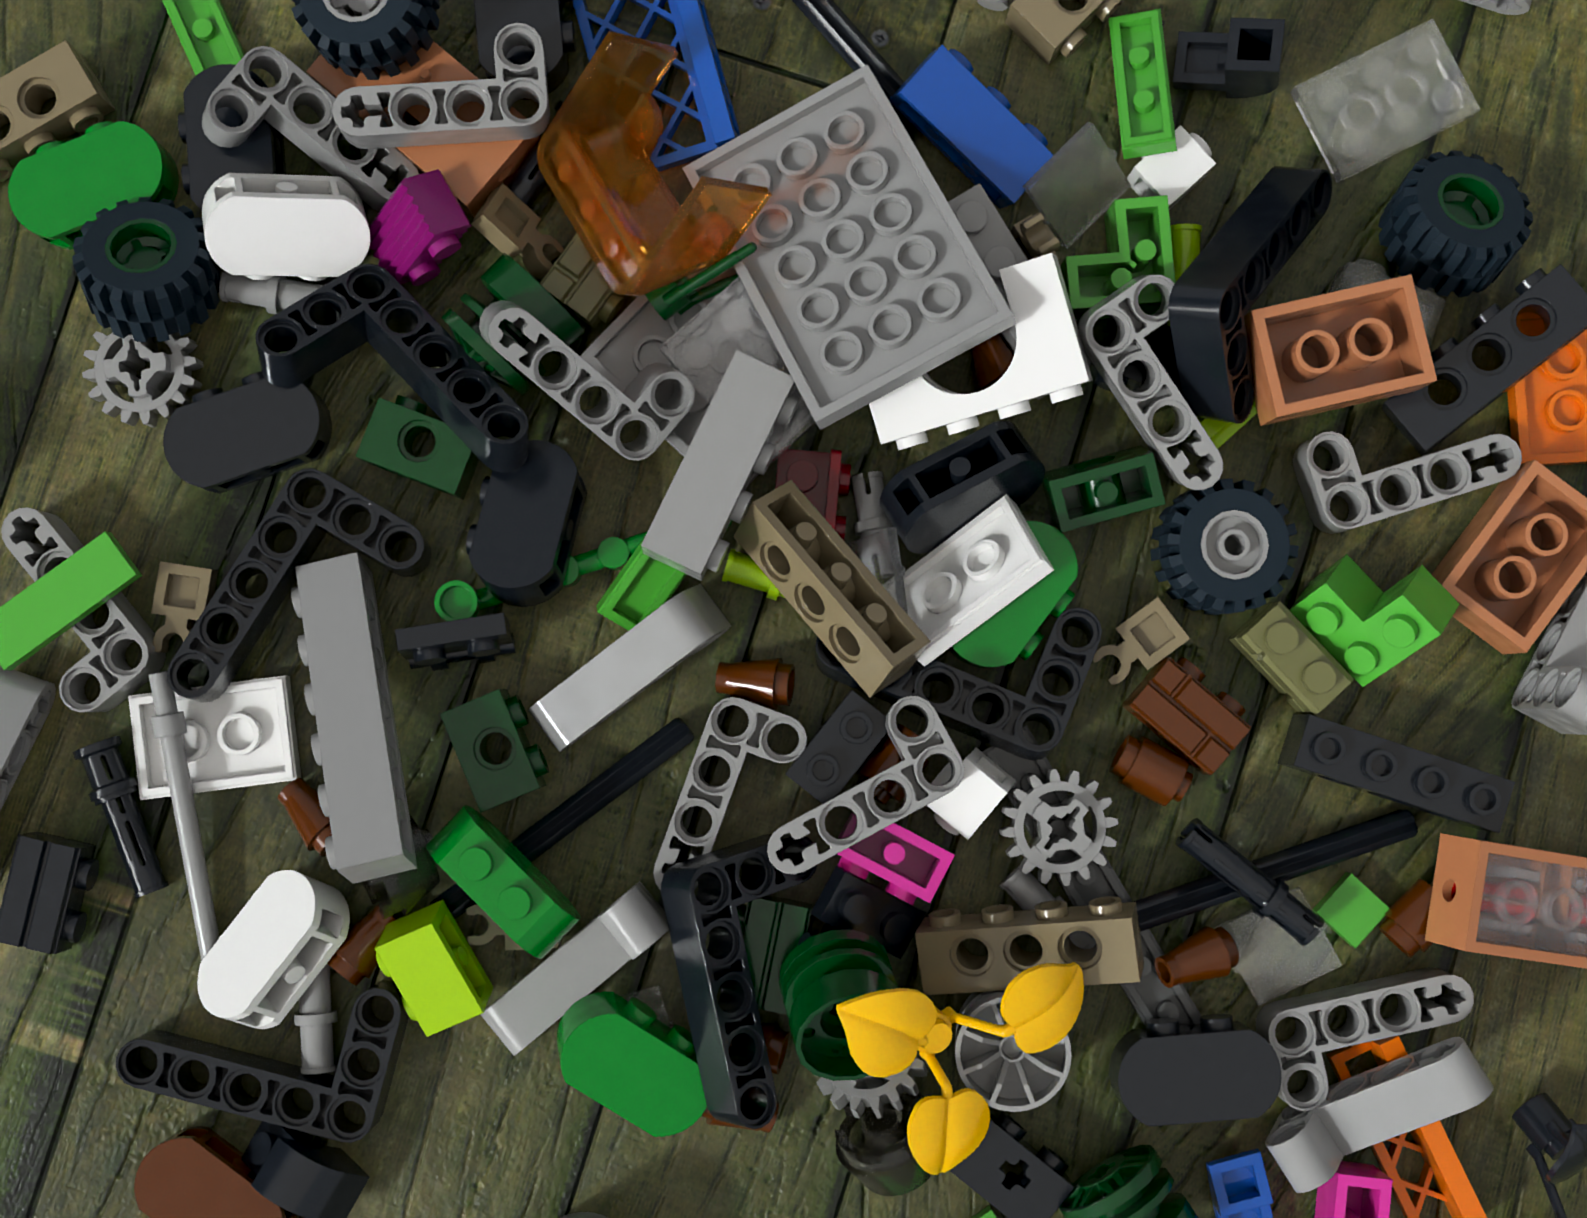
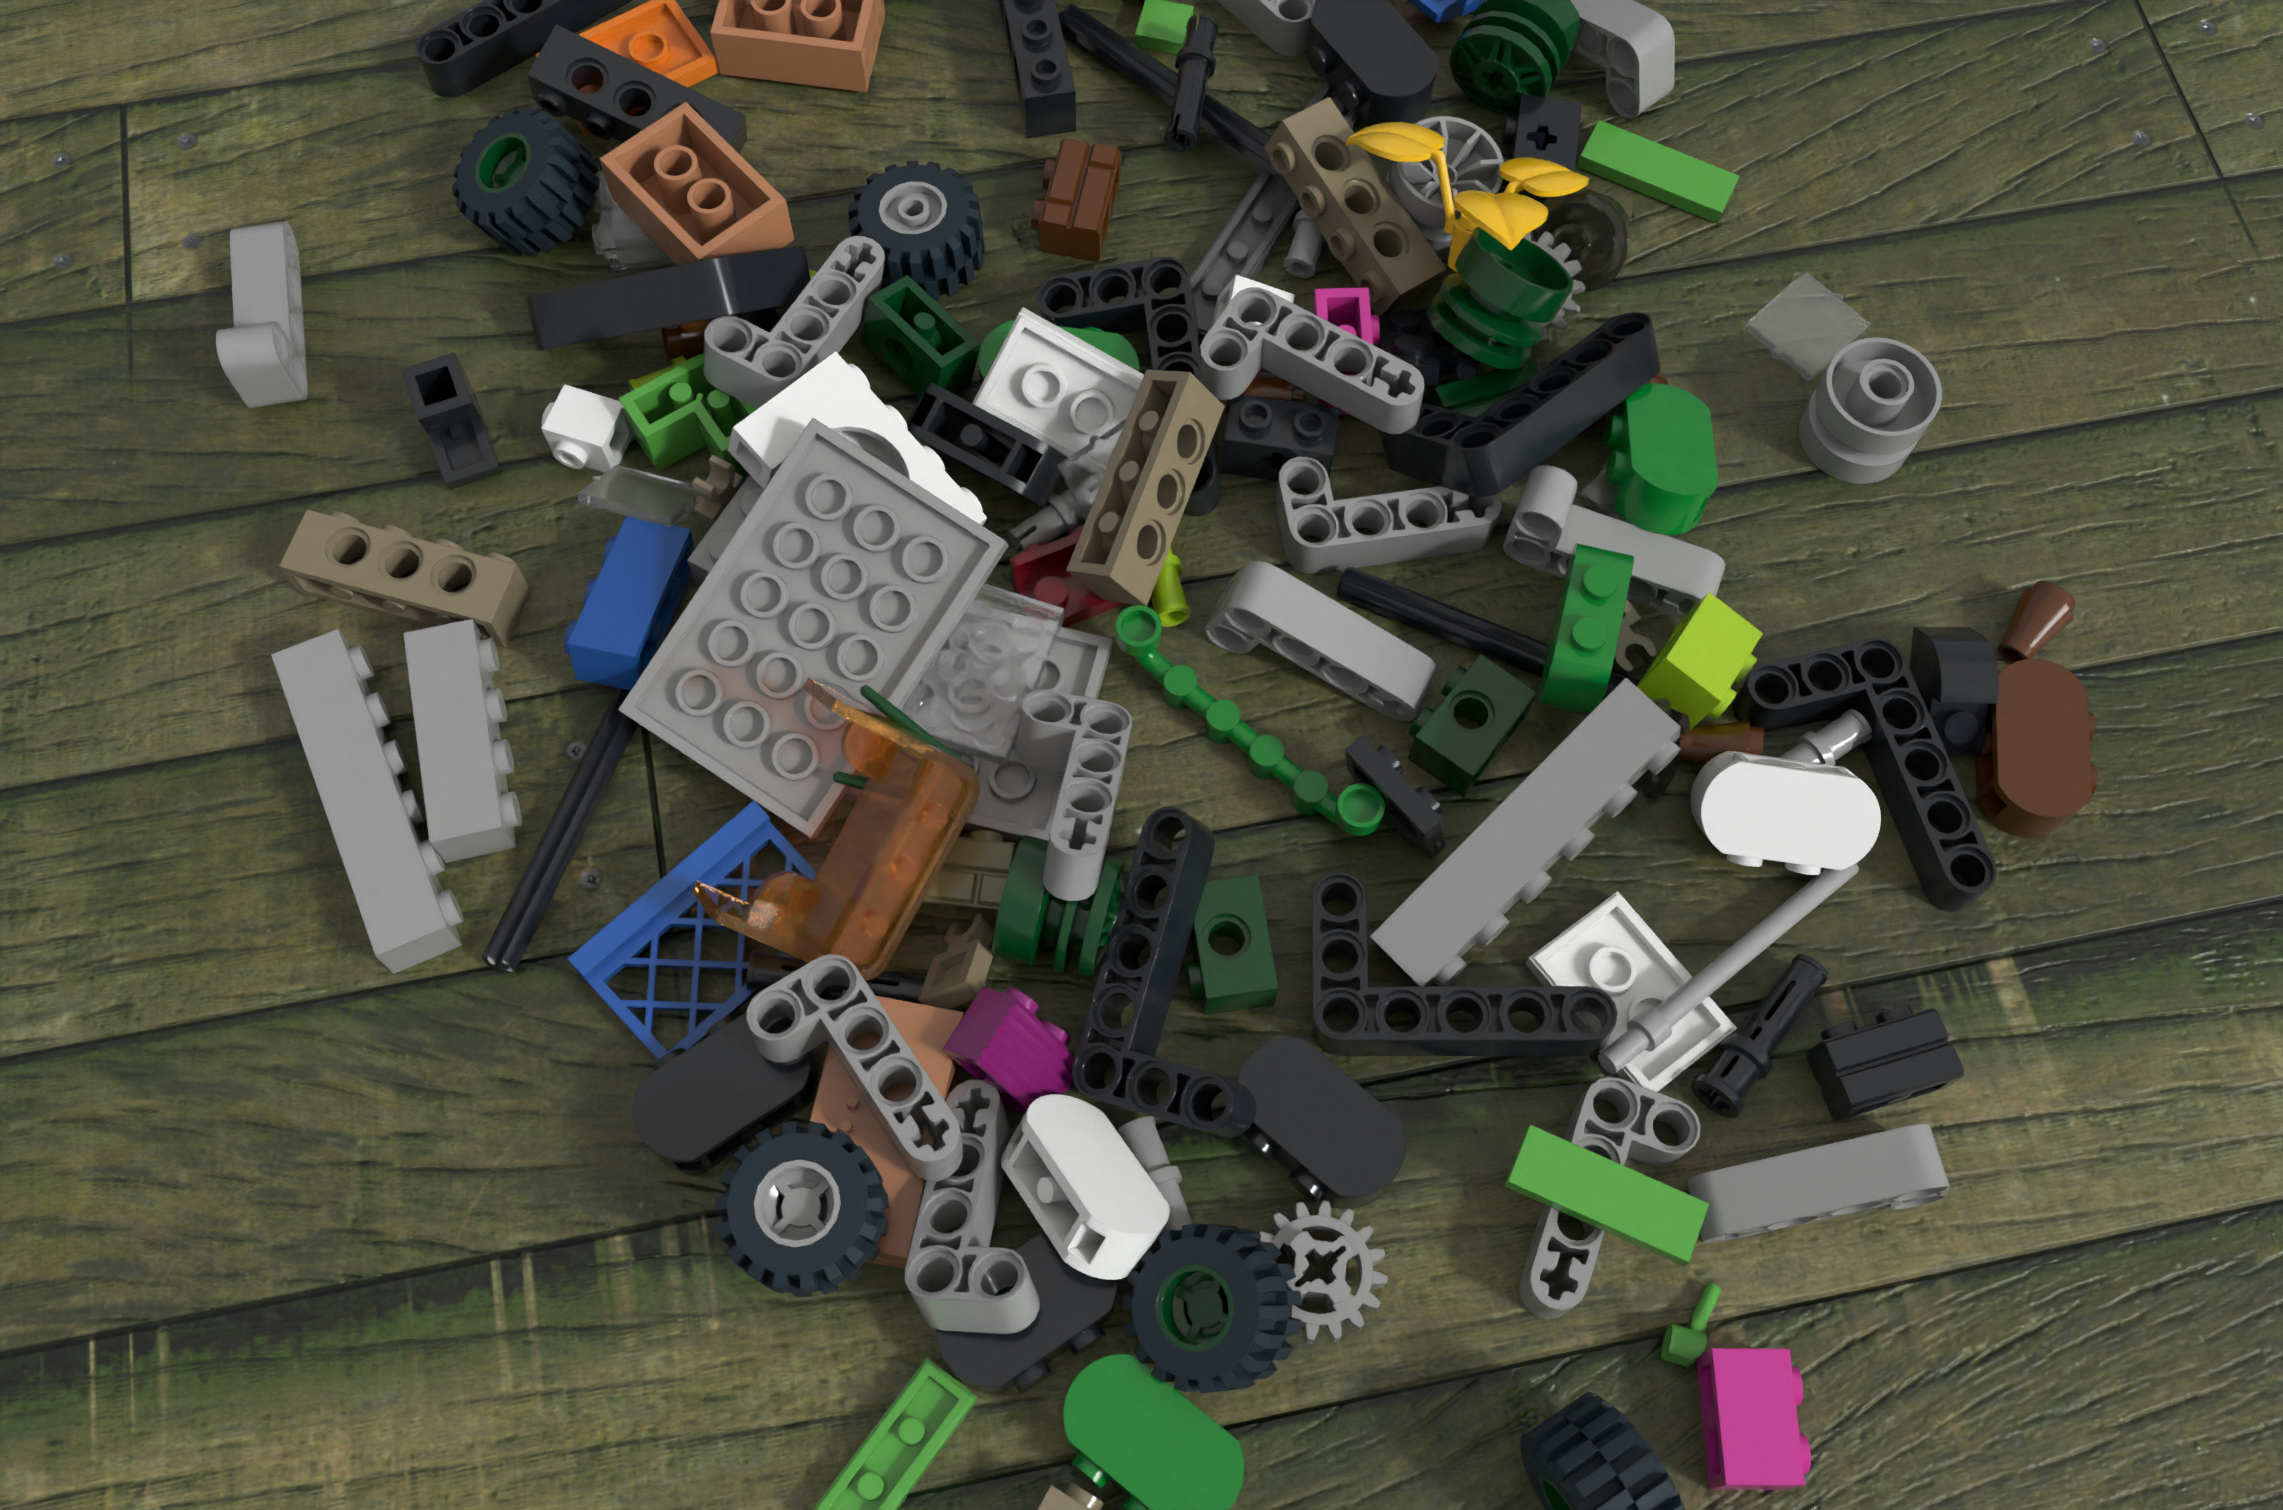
camera: 120 degrees left, 20 degrees down
(181, 596) = (1520, 1097): dark tan plate -> none
(305, 812) = (1640, 850): reddish brown cone -> none
(528, 526) = (1251, 791): black brick -> none
(639, 590) = (1230, 671): bright green tile -> none
(719, 466) = (1091, 626): light grey brick -> none
(758, 681) = (1261, 533): reddish brown cone -> none
(1041, 846) = (1237, 237): light grey gear -> none
(1142, 84) = (514, 484): bright green tile -> none
(1147, 636) = (1030, 258): dark tan plate -> none
(1151, 770) = (1142, 204): reddish brown brick -> none
(1200, 957) = (1271, 98): reddish brown cone -> none
(1273, 959) = (1242, 62): clear piece -> none
(1291, 658) = (986, 140): olive brick -> none
(1370, 627) = (920, 87): bright green brick -> none
(1384, 100) = (429, 300): clear plate -> none
(1410, 478) = (810, 158): light grey beam -> none

